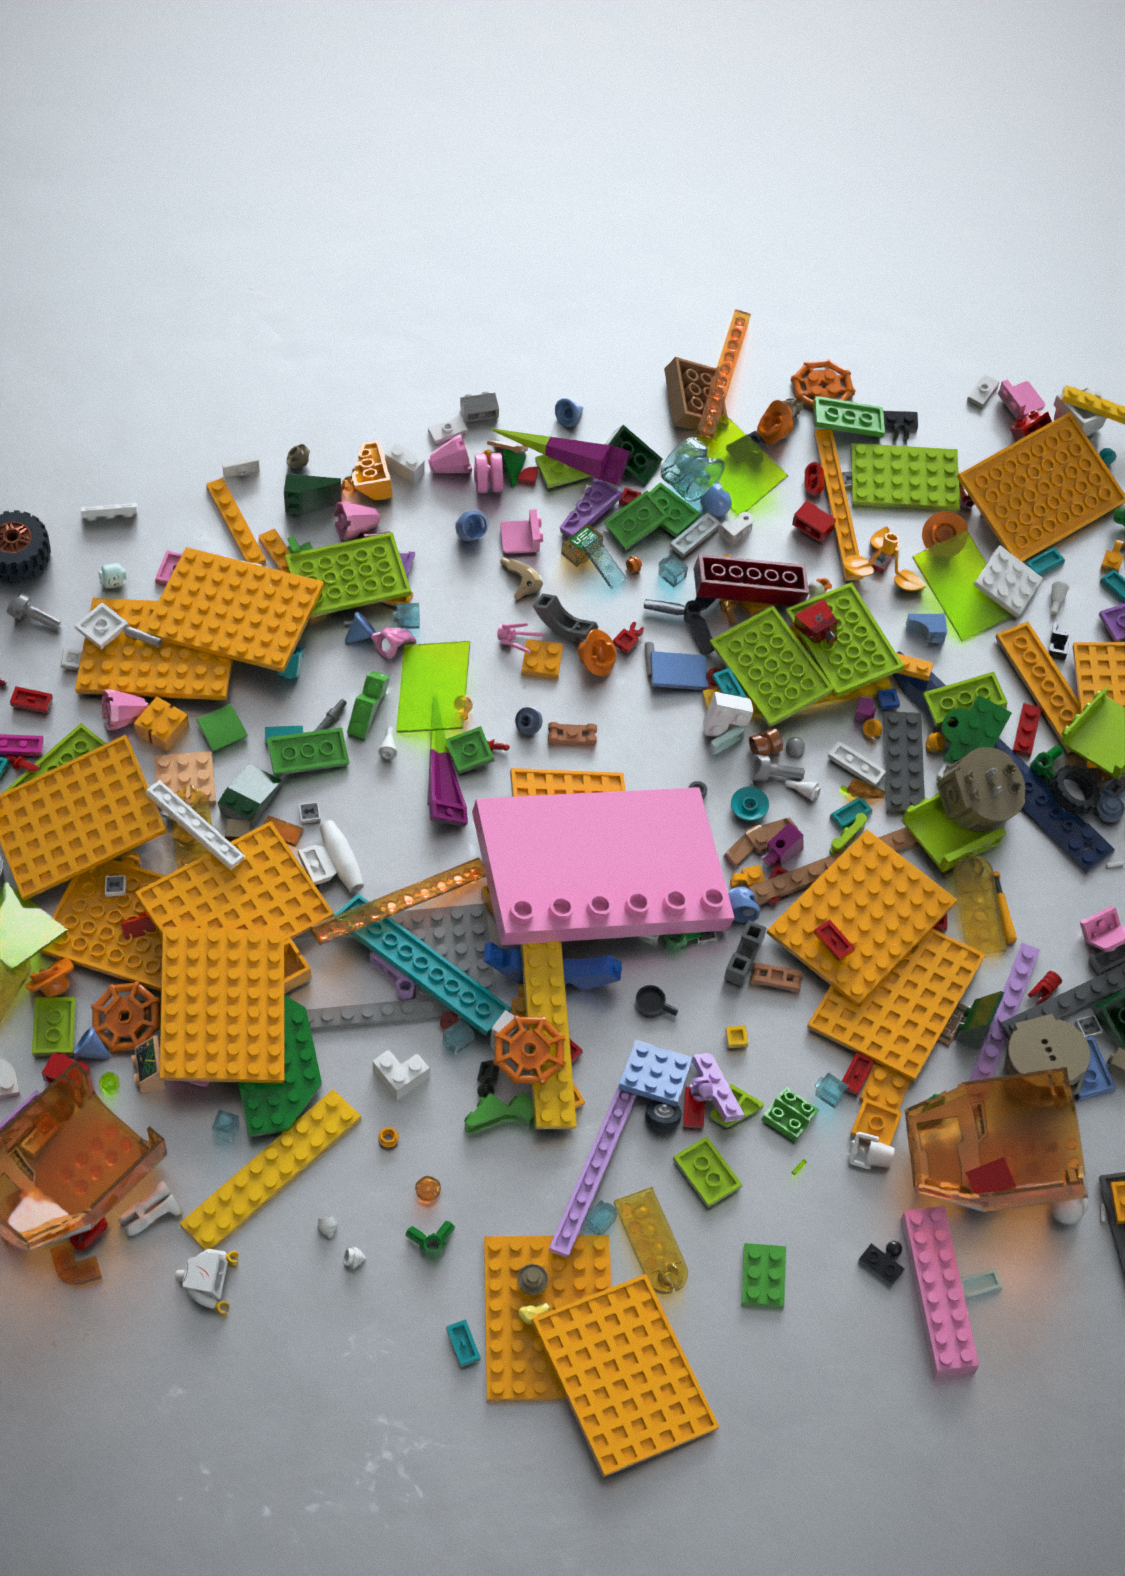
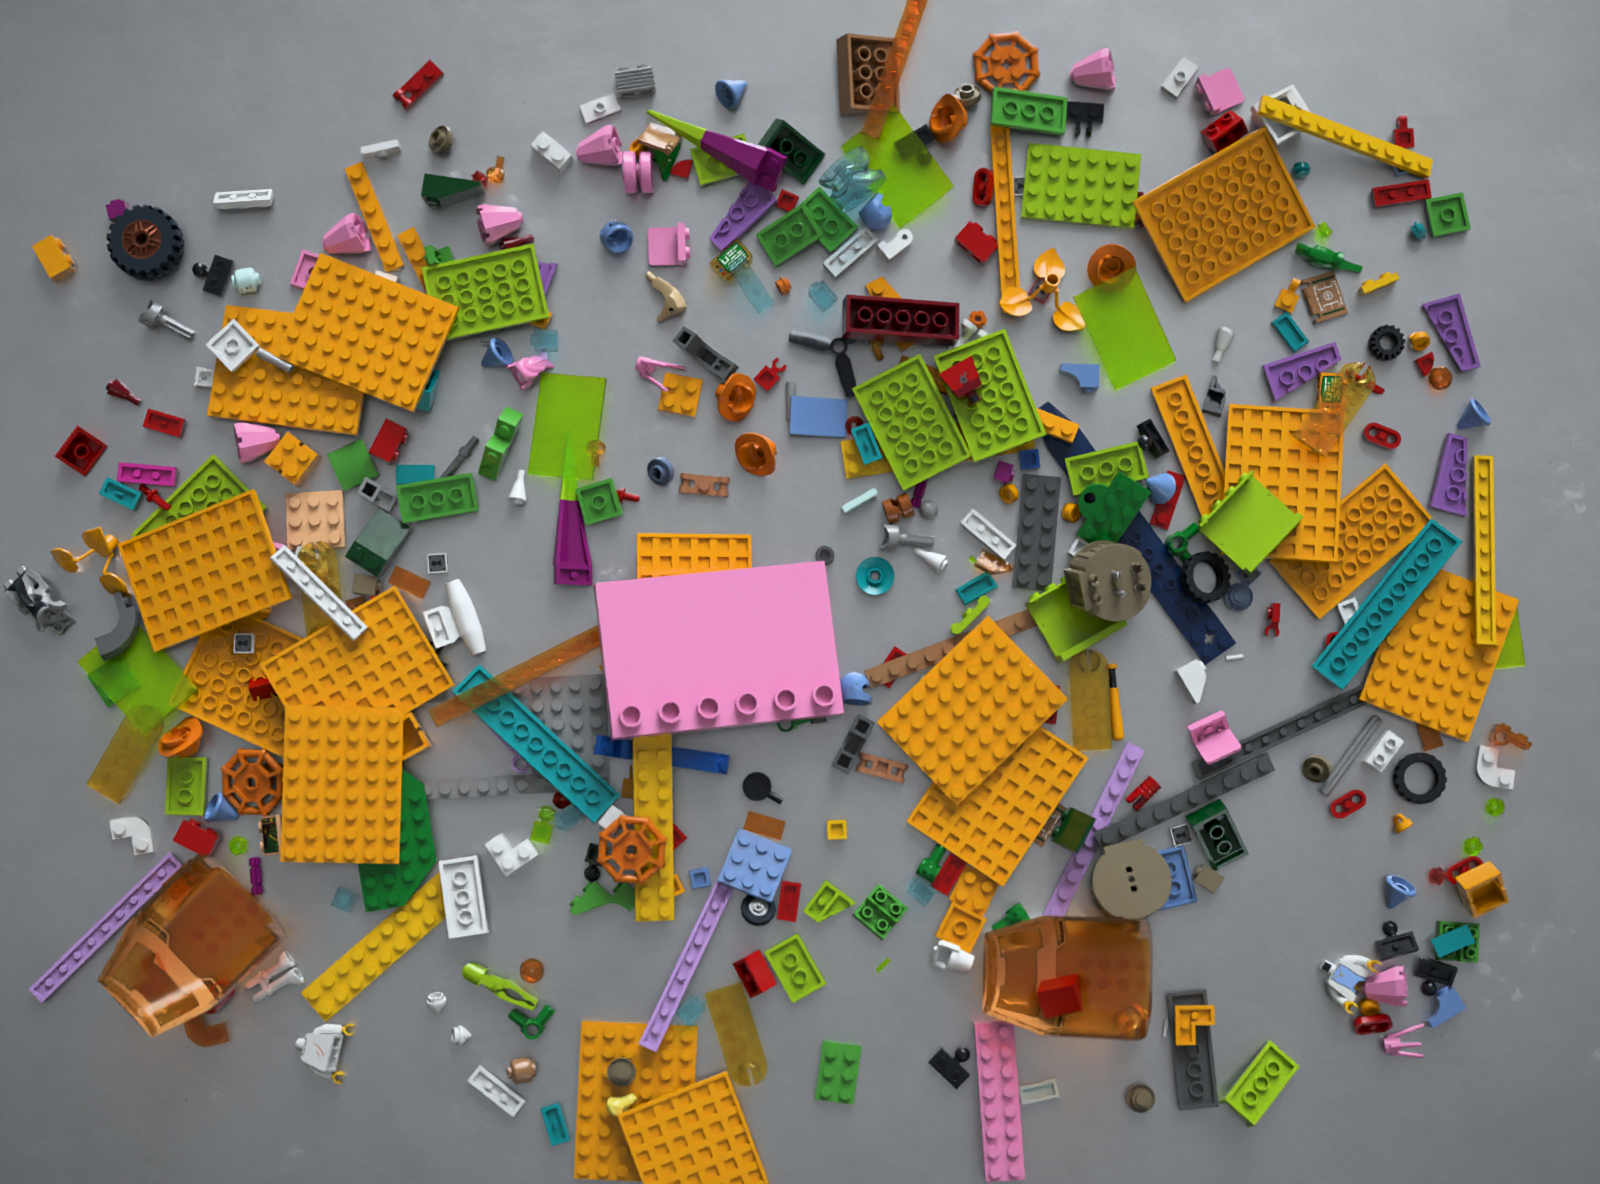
camera: 10 degrees right, 25 degrees up
(82, 575) = (216, 275): none -> black plate
(128, 1109) = (255, 876): none -> magenta axle
(210, 535) = (347, 237): none -> bright pink cone
(242, 749) = (376, 494): none -> light grey brick
(256, 704) = (388, 441): none -> red brick
(274, 417) = (418, 84): none -> red plate
(352, 1114) = (463, 897): none -> white plate
(371, 472) = (516, 163): light orange wedge -> none
(388, 1131) = (491, 915): light orange plate -> none
(395, 1205) = (478, 975): none -> lime arm
(396, 1312) = (496, 1090): none -> white plate
(423, 1288) = (521, 1070): none -> medium nougat head
(431, 1050) = (542, 830): none -> clear neon green plate
(598, 1091) = (700, 878): none -> medium blue tile
(621, 700) = (756, 453): none -> orange hat
(662, 1037) = (764, 825): none -> clear orange tile
(665, 1176) = (754, 973): none -> red brick
(713, 1087) = (808, 886): lavender plate -> none
(726, 710) = (859, 476): white brick -> none
(748, 876) = (869, 656): light orange plate -> none
(755, 839) = (880, 613): medium nougat plate -> none
(784, 845) = (908, 622): magenta torso -> none
(785, 729) = (918, 494): none -> magenta axle
(834, 940) = (939, 742): red plate -> none
(837, 1065) = (929, 867): none -> green axle
(905, 384) = (1095, 71): none -> bright pink cone
(1003, 675) = (1151, 439): none -> black plate
(1008, 581) = (1171, 325): white plate -> none
(1021, 715) = (1161, 487): none -> medium blue hat
(1046, 561) = (1215, 299): teal tile -> none
(1076, 882) = (1193, 679): none -> white slope
(1088, 1282) = (1140, 1098): none -> dark tan plate

